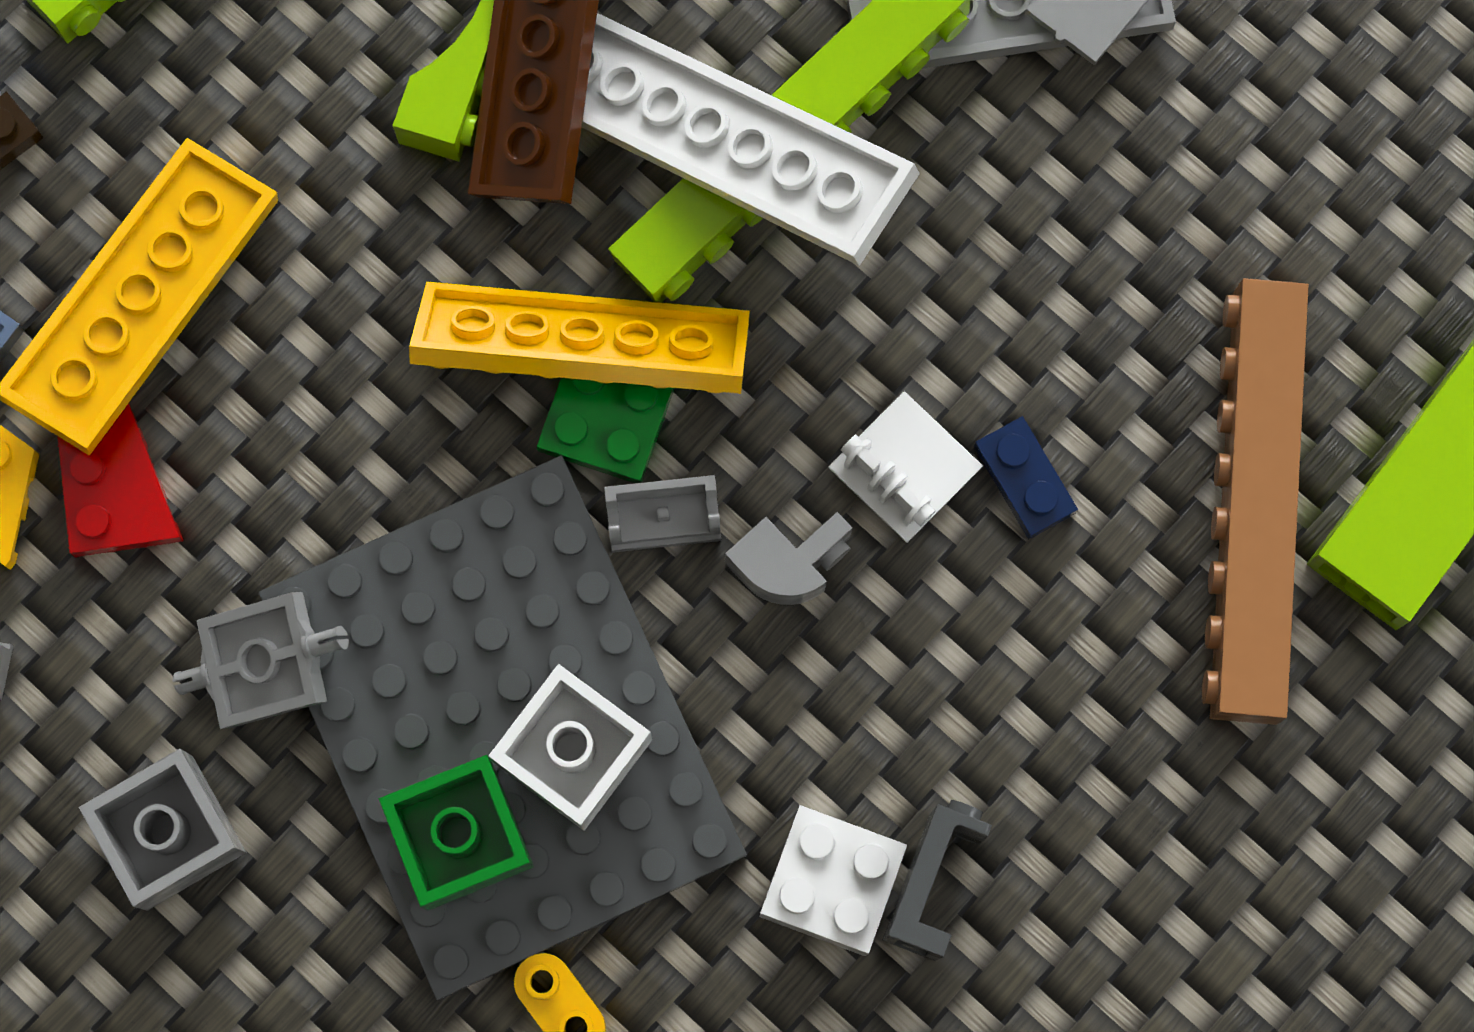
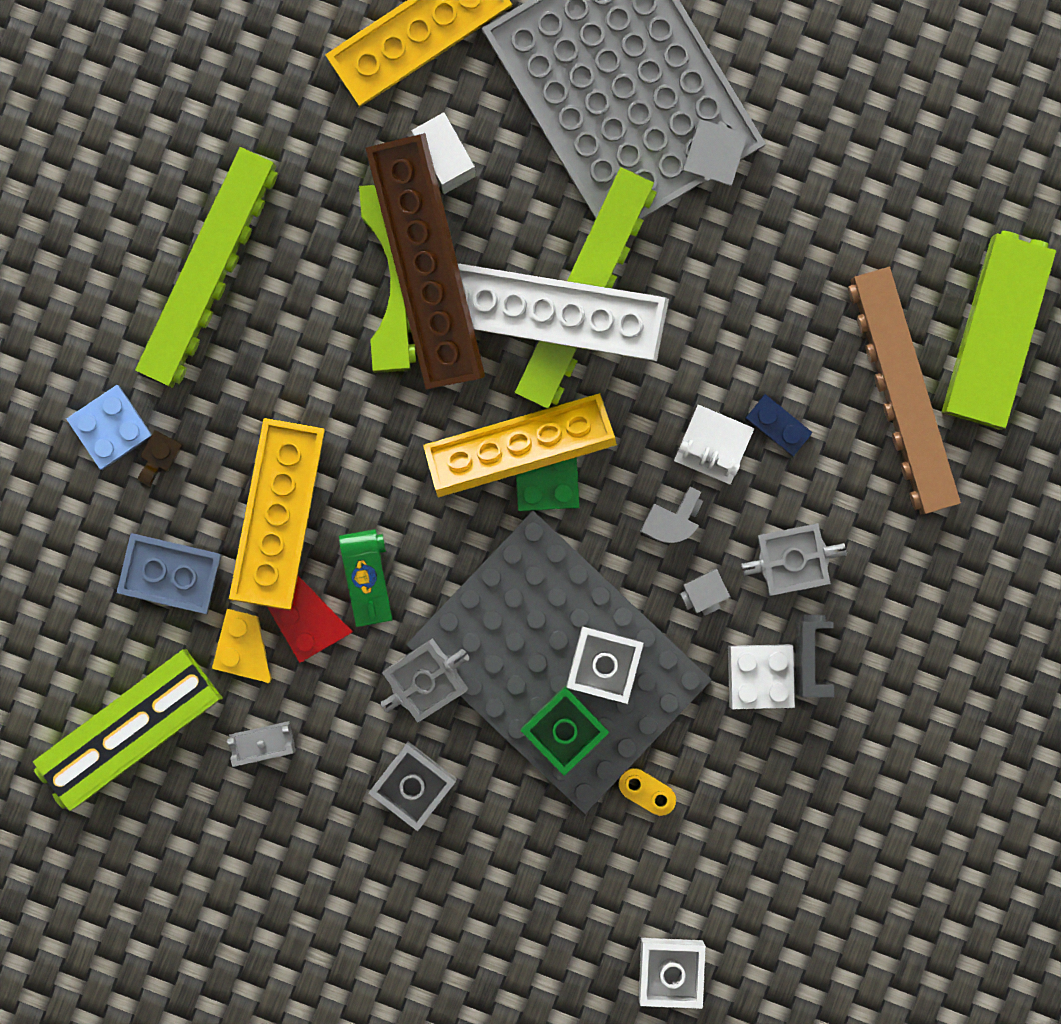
camera: 25 degrees left, 10 degrees up
(238, 454) = (365, 576): none -> green door
(663, 513) = (599, 521): light grey hinge -> none
(792, 702) = (704, 593): none -> light grey brick
(965, 706) = (793, 559): none -> light grey plate

